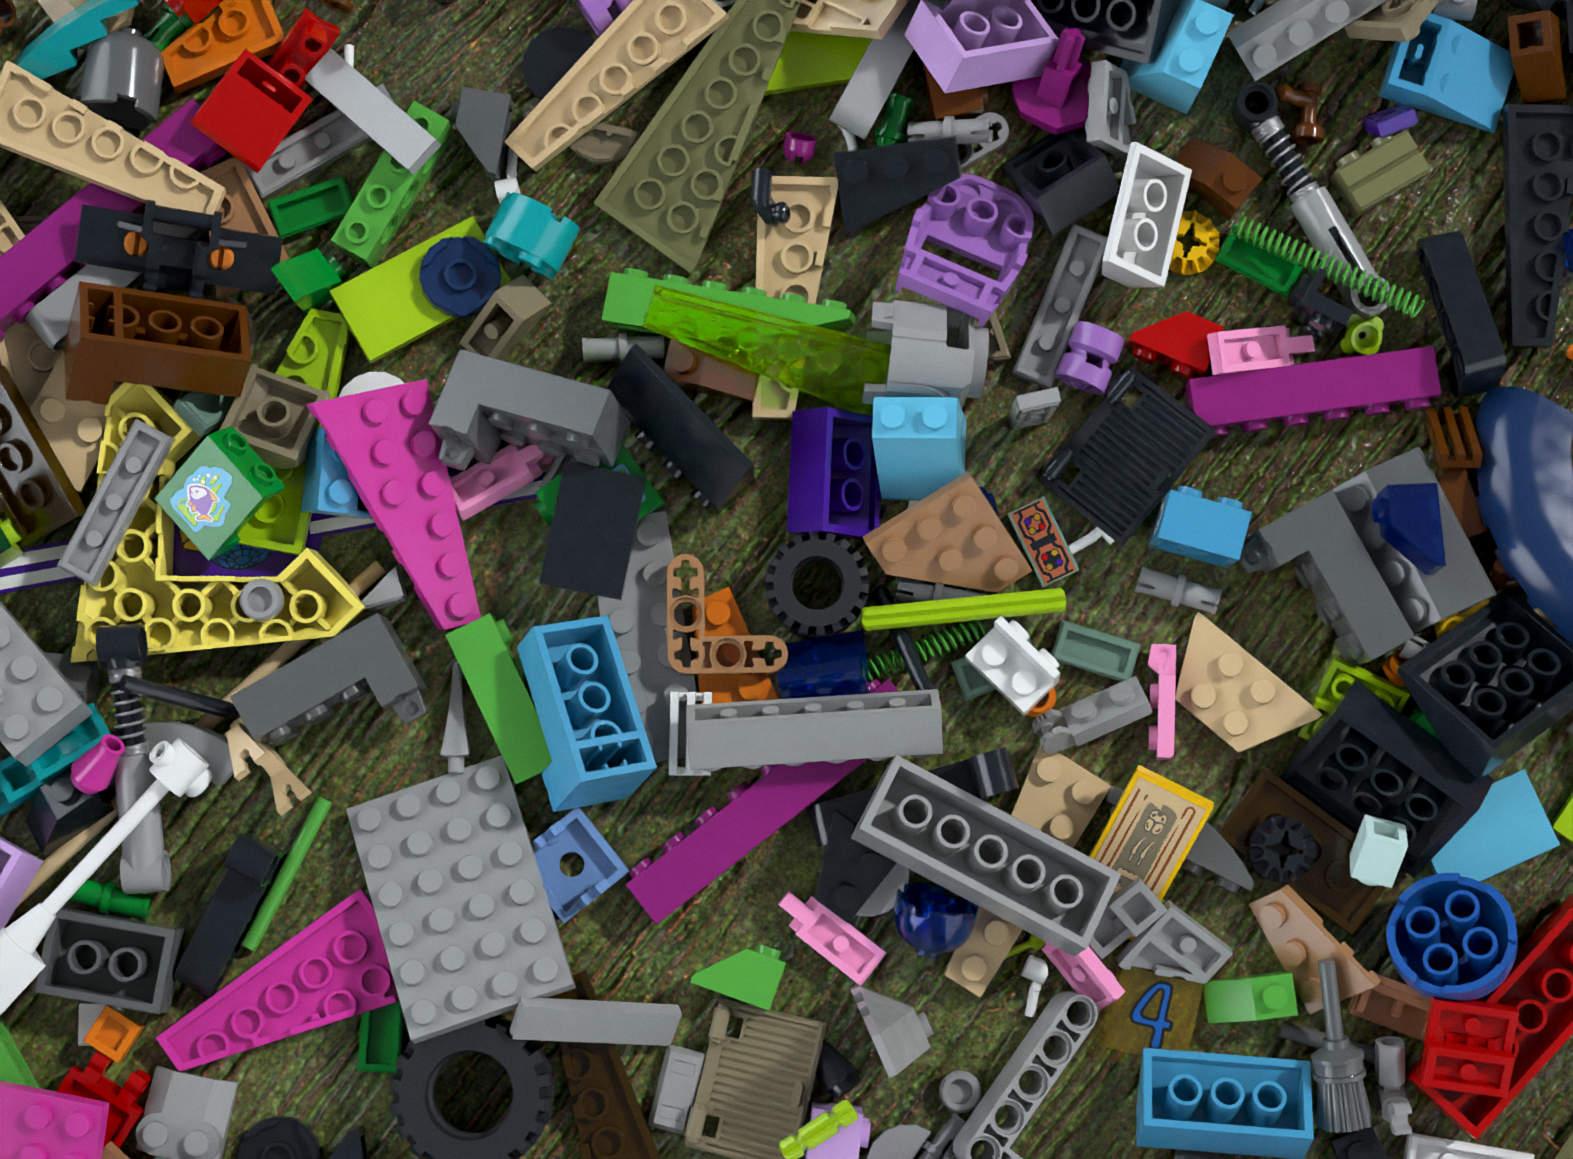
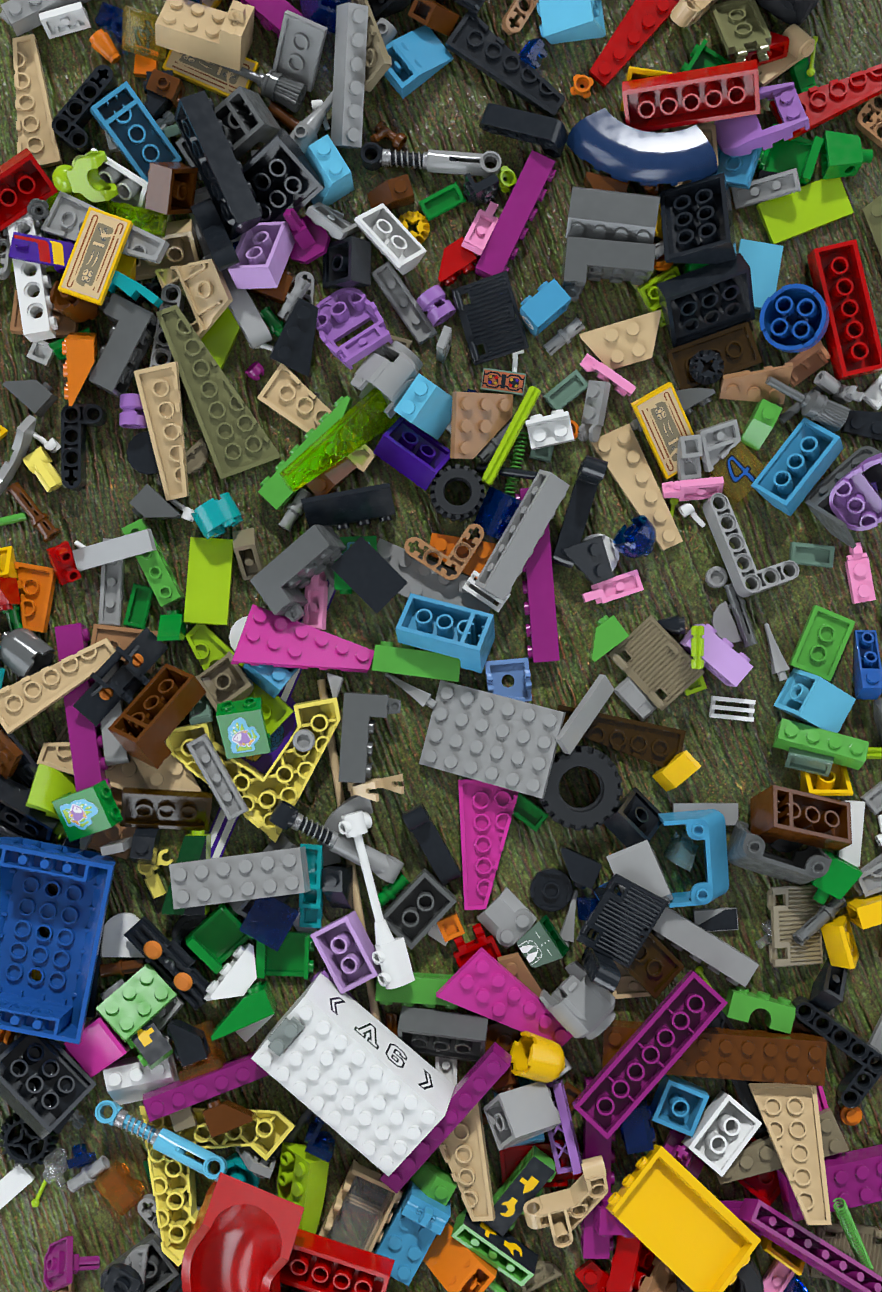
camera: 55 degrees left, 5 degrees up
(96, 766) = (330, 860): dark pink cone -> none
(178, 697) = (326, 801): black bar -> none
(251, 110) = (78, 604): red slope -> none
(286, 873) = (429, 807): bright green bar -> none
(459, 276) = (214, 560): dark blue tile -> none
(762, 201) = (270, 403): black arm -> none
(894, 1028) = (673, 587): light grey wedge -> none
(986, 856) = (626, 496): light grey brick -> none
(1335, 274) = (471, 168): bright green piece -> none
(1378, 851) = (736, 325): light aqua brick -> none
(1379, 173) = (438, 121): olive brick -> none
(1390, 120) = (418, 100): dark purple tile -> none
(1412, 523) = (606, 211): clear blue slope -> none
(1433, 423) = (580, 165): reddish brown tile -> none
(1469, 1047) = (846, 342): red slope -> none

